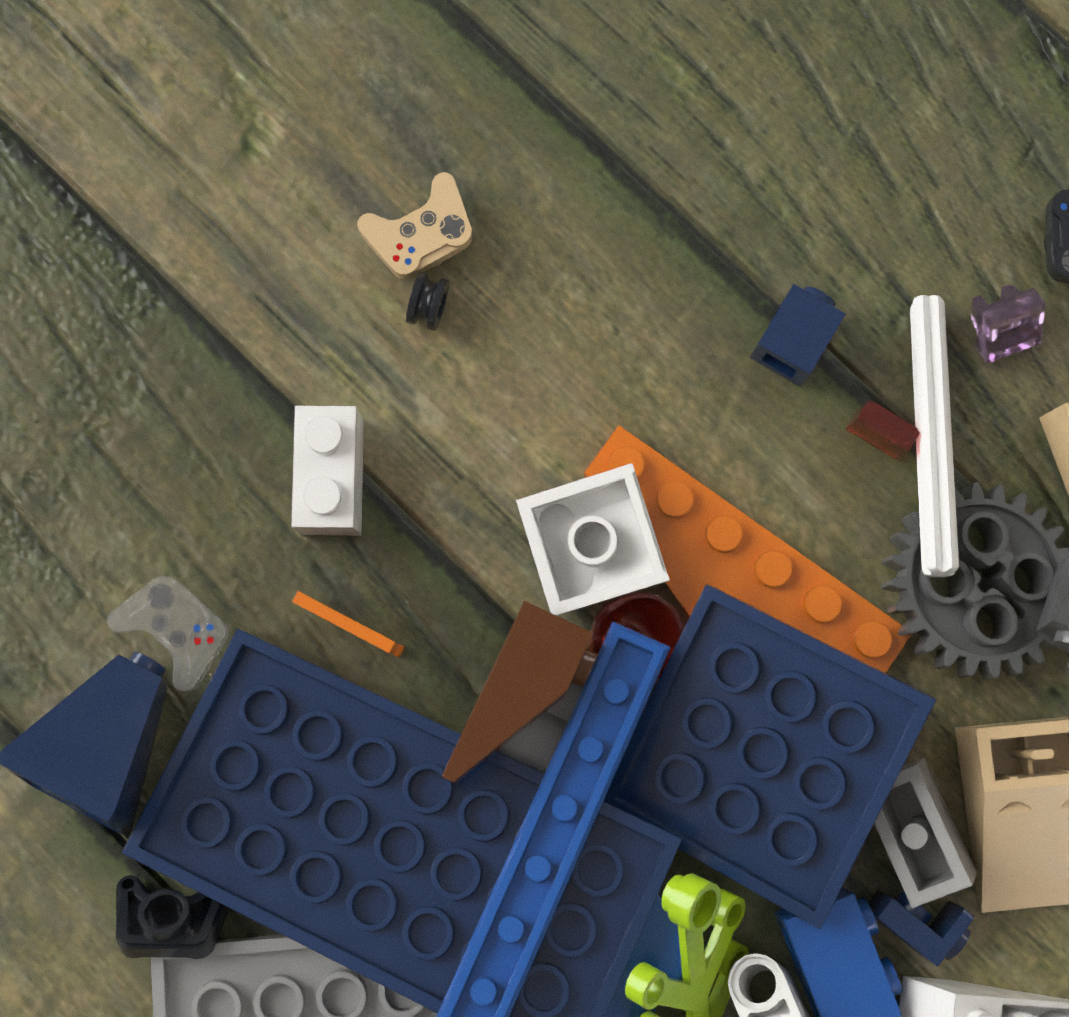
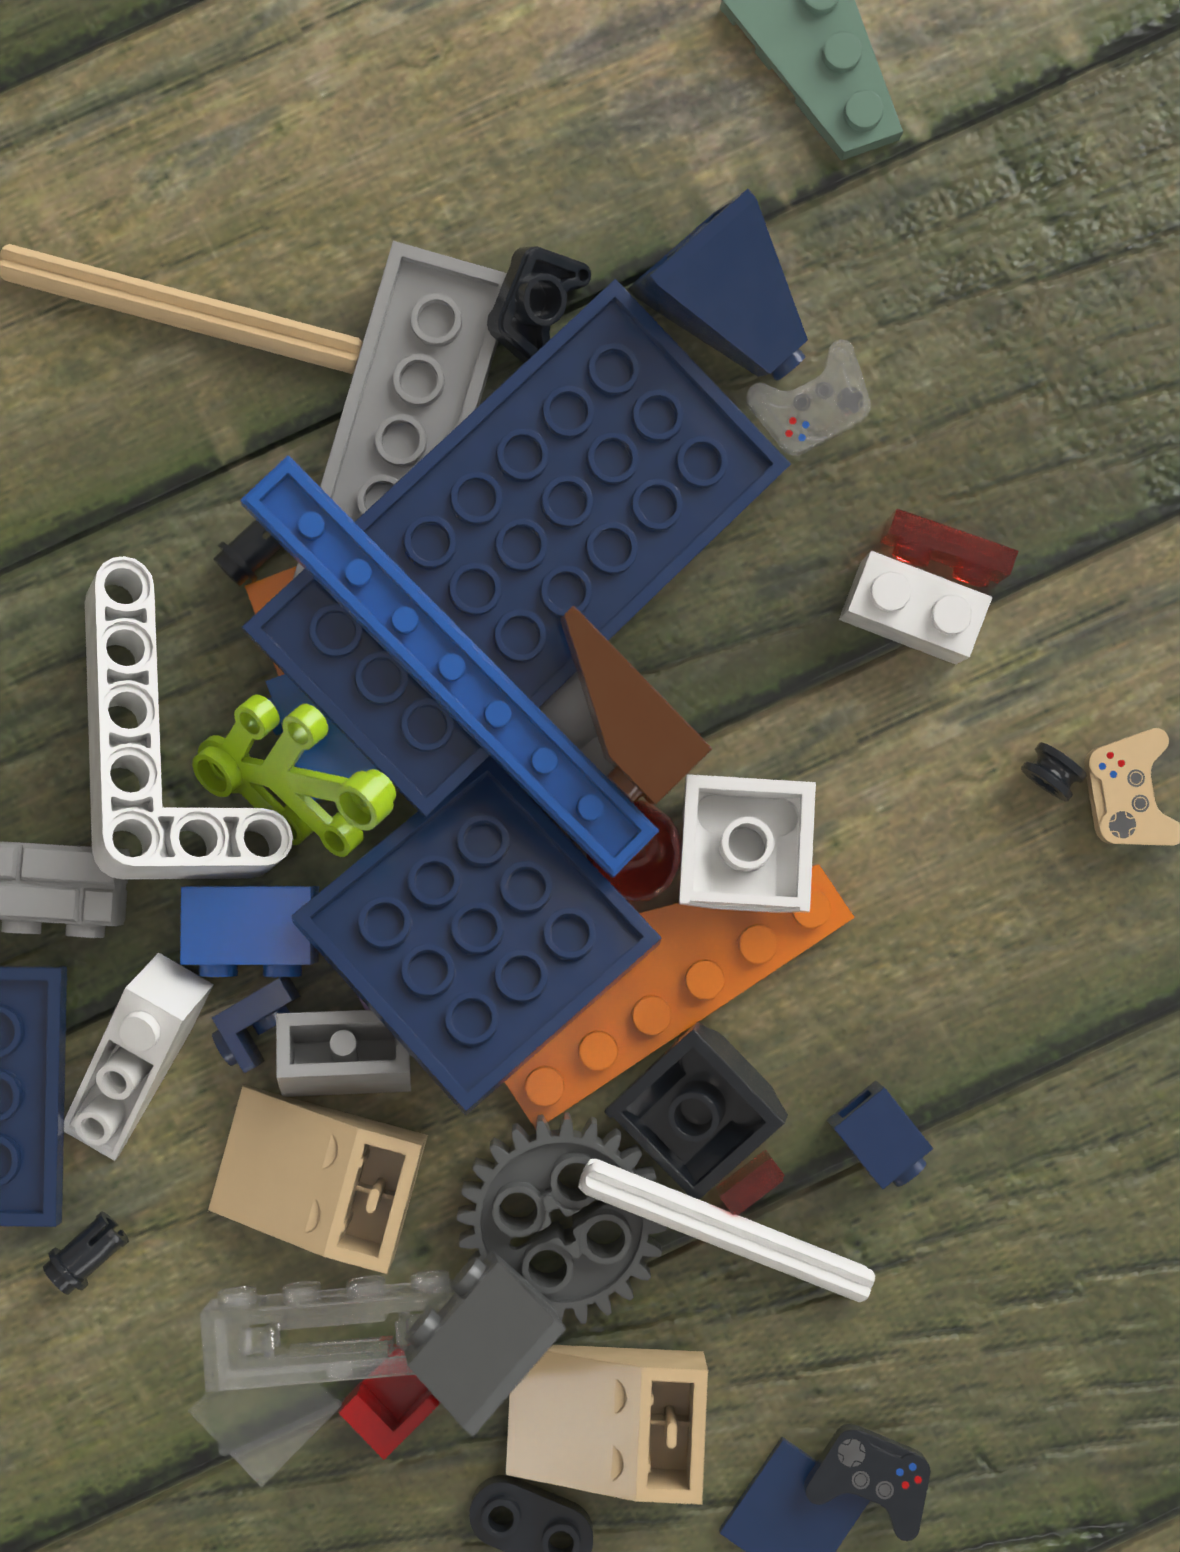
camera: 110 degrees right, 5 degrees up
(264, 437) = (972, 557): none -> clear red plate
(348, 624) = (754, 572): orange piece -> none
(838, 496) = (699, 1110): none -> black slope
(1009, 323) = (811, 1358): clear purple tile -> none

